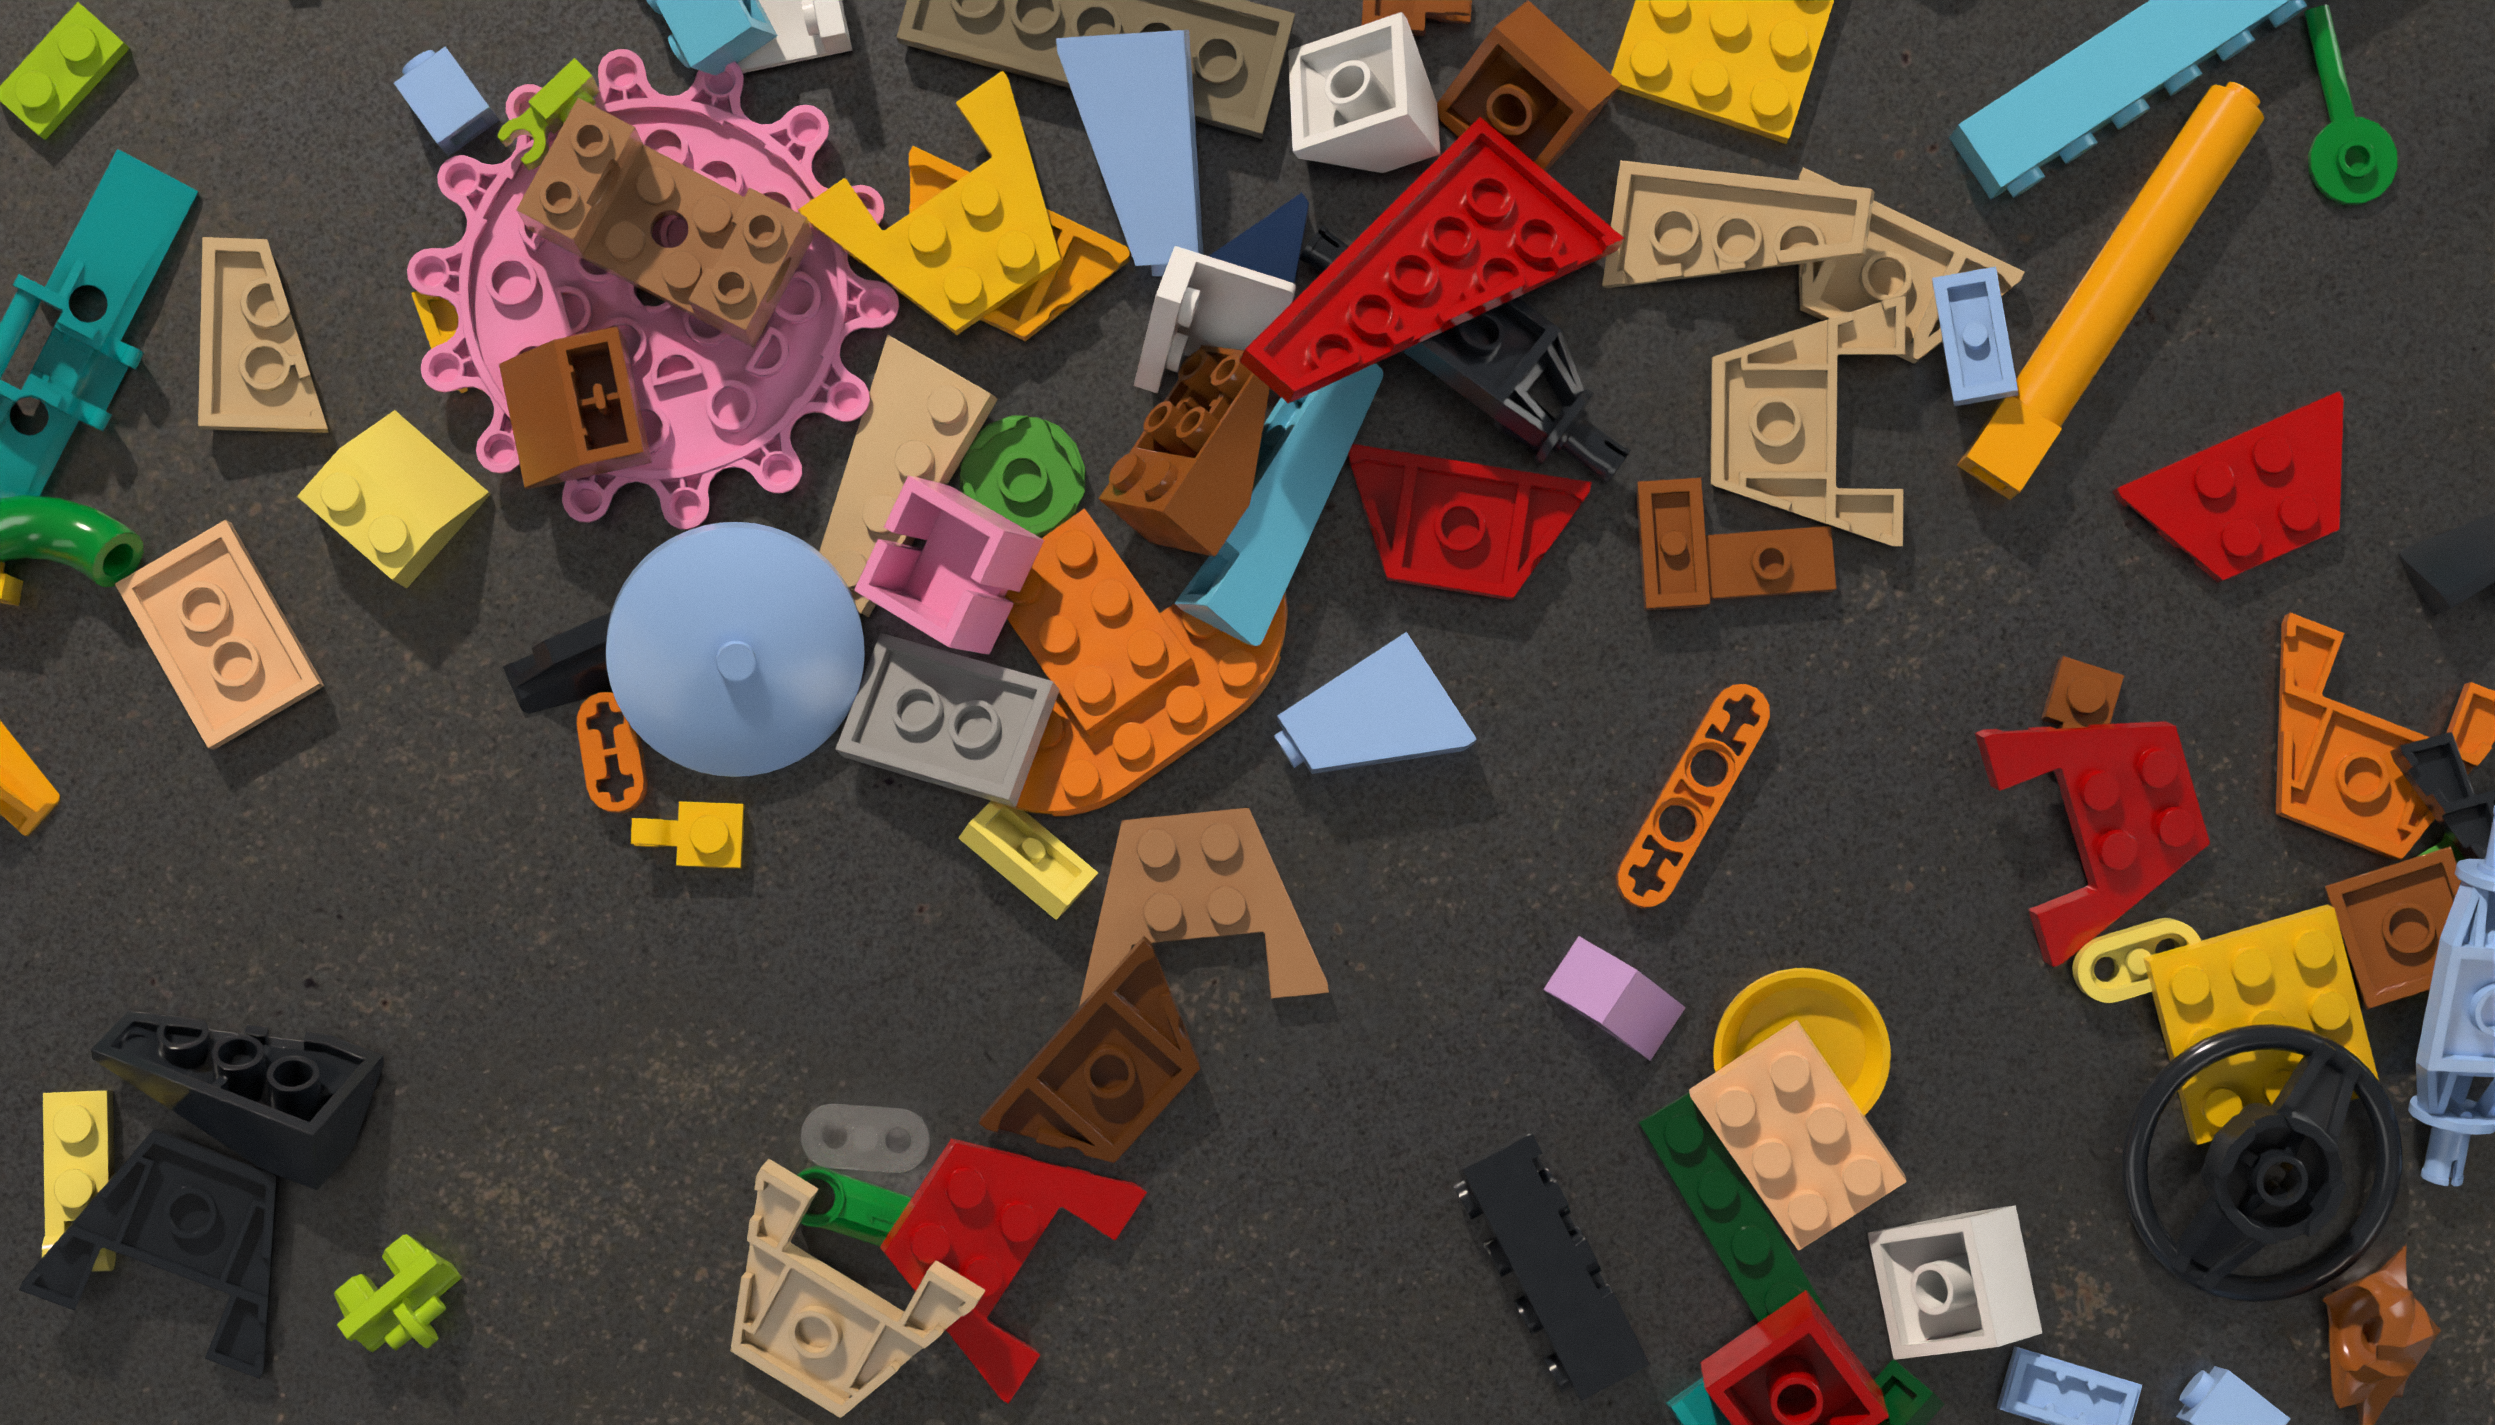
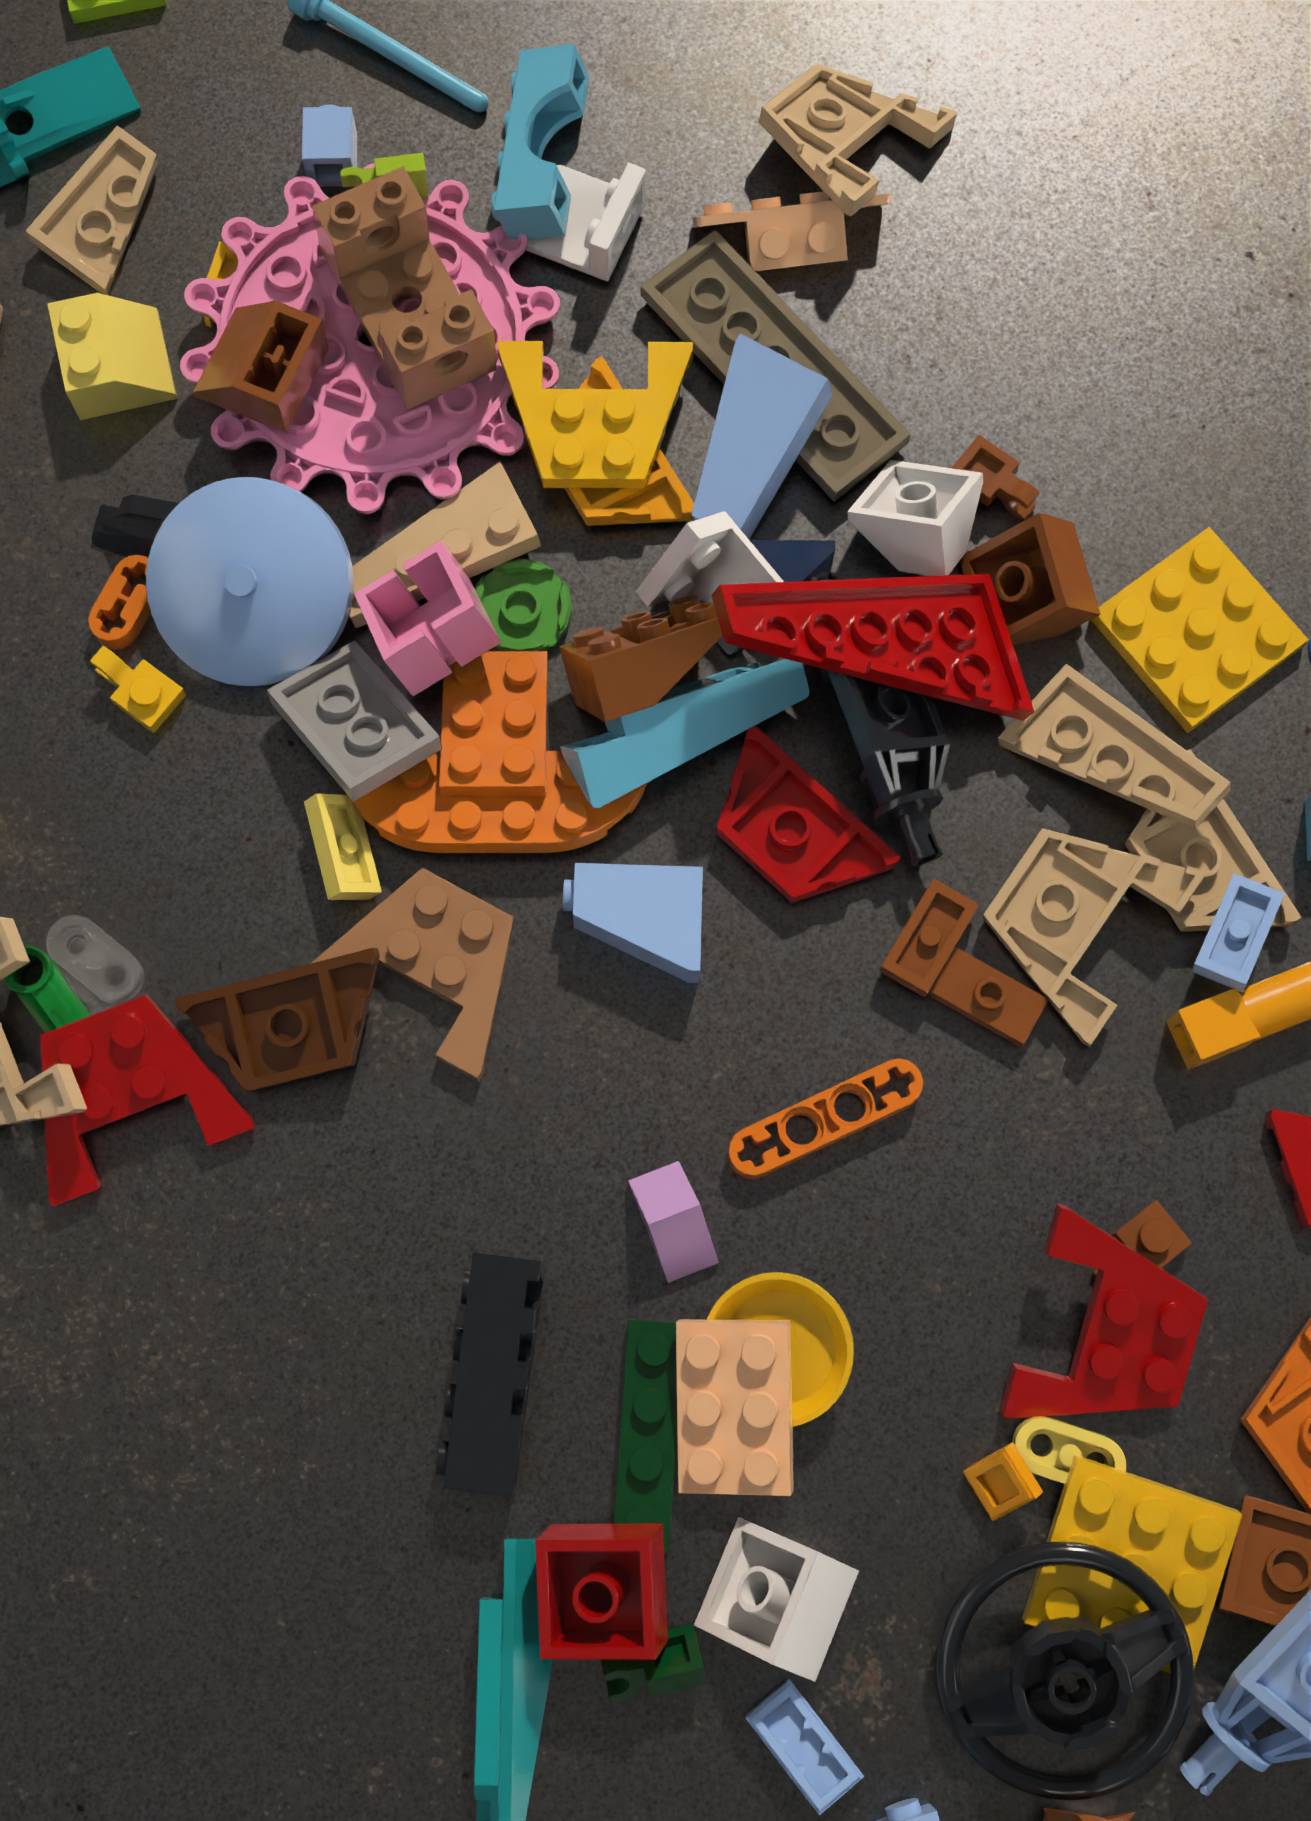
camera: 30 degrees right, 10 degrees down
(2093, 1029) = (1003, 1481): none -> light orange tile

